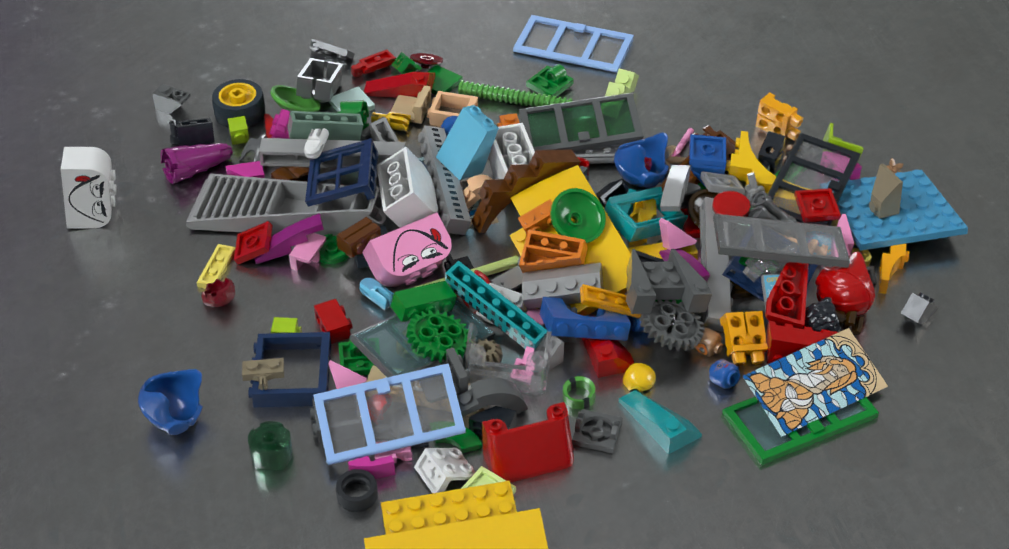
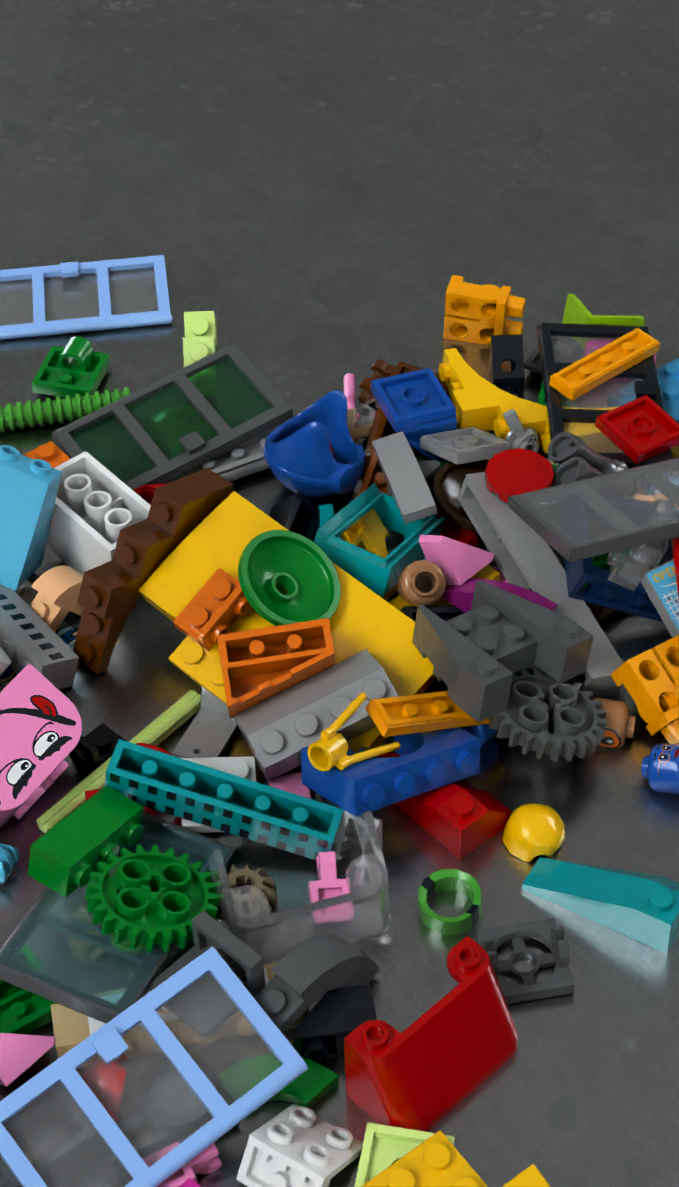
camera: 25 degrees left, 0 degrees up
(553, 299) = (333, 748): none -> yellow plant
(650, 242) = (421, 583): none -> medium nougat head
(820, 165) = (604, 364): none -> light orange tile

